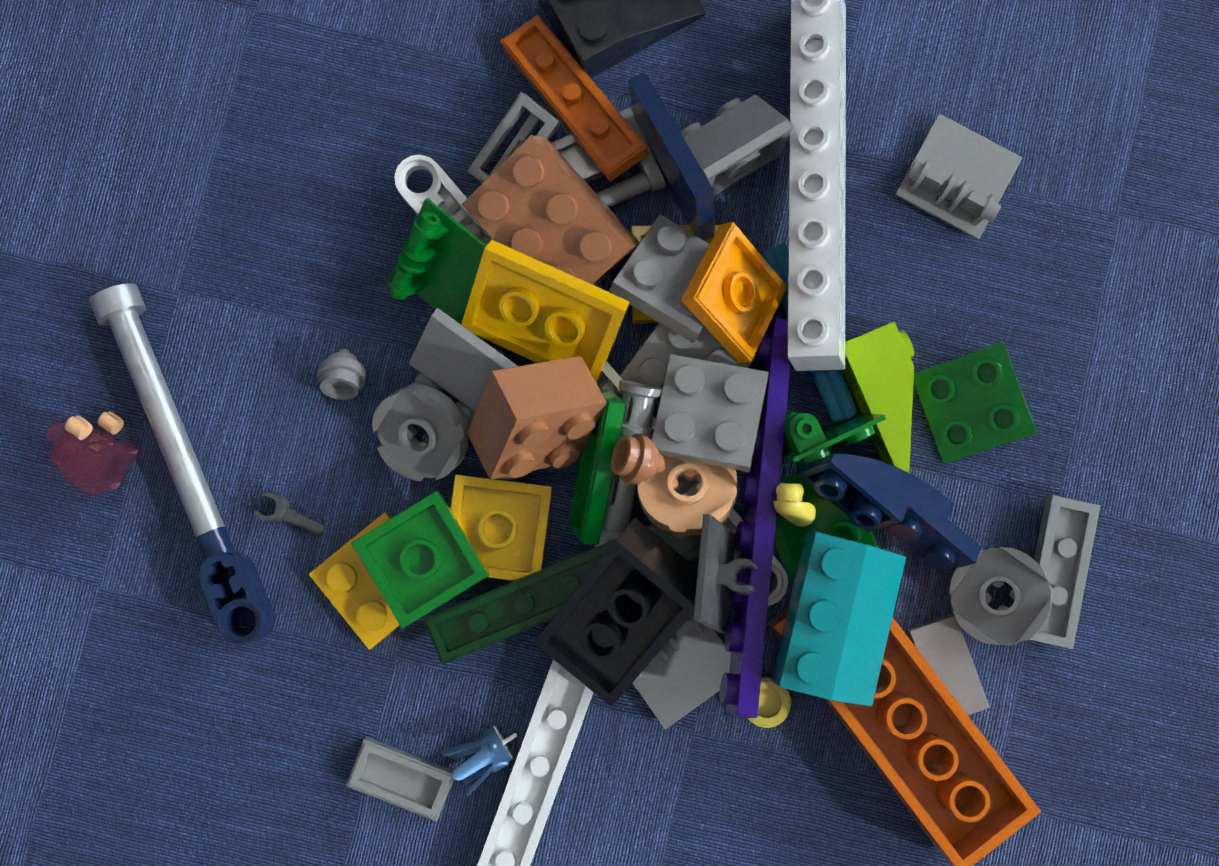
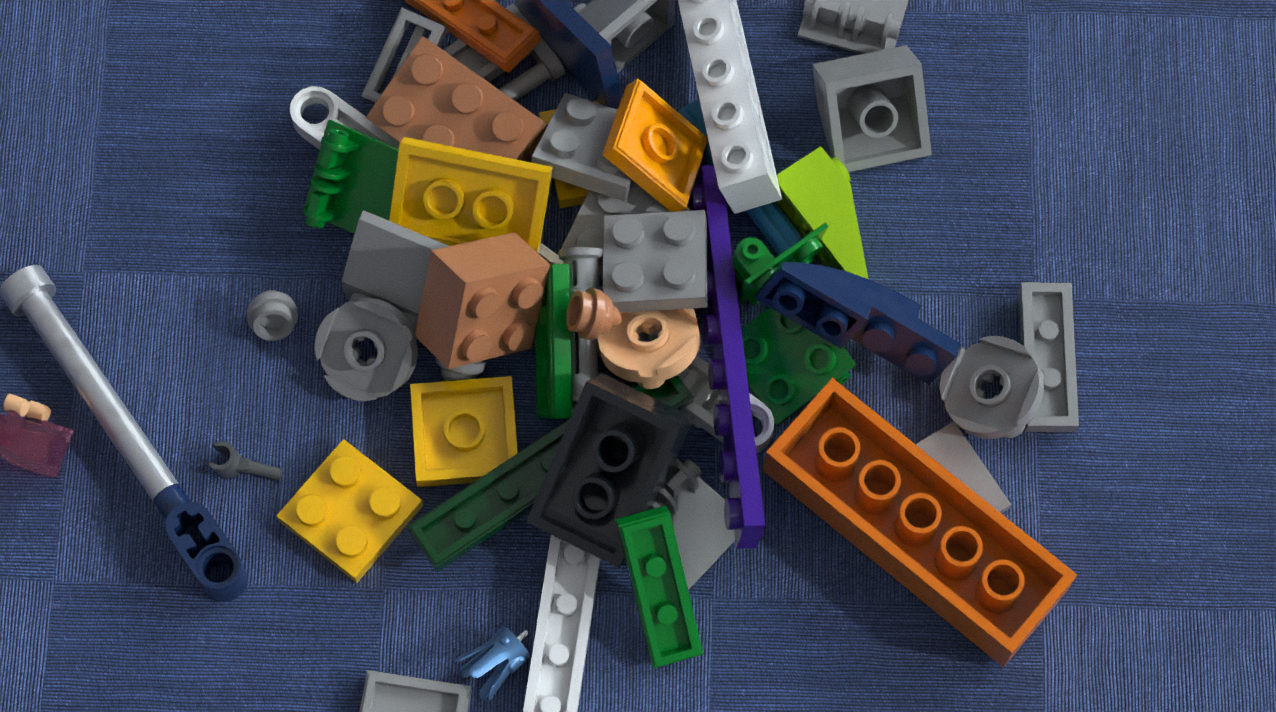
camera: 10 degrees left, 15 degrees down
(420, 559) = (392, 466): green plate -> none
(645, 729) = (659, 586): none -> green tile
(718, 575) = (697, 405): dark grey piece -> none
(773, 704) = (780, 549): light yellow tile -> none
(791, 507) = (759, 332): light yellow arm -> none
(838, 619) = (828, 422): teal slope -> none
(953, 285) = (873, 108): none -> light grey slope
(974, 403) = (922, 213): green hinge -> none

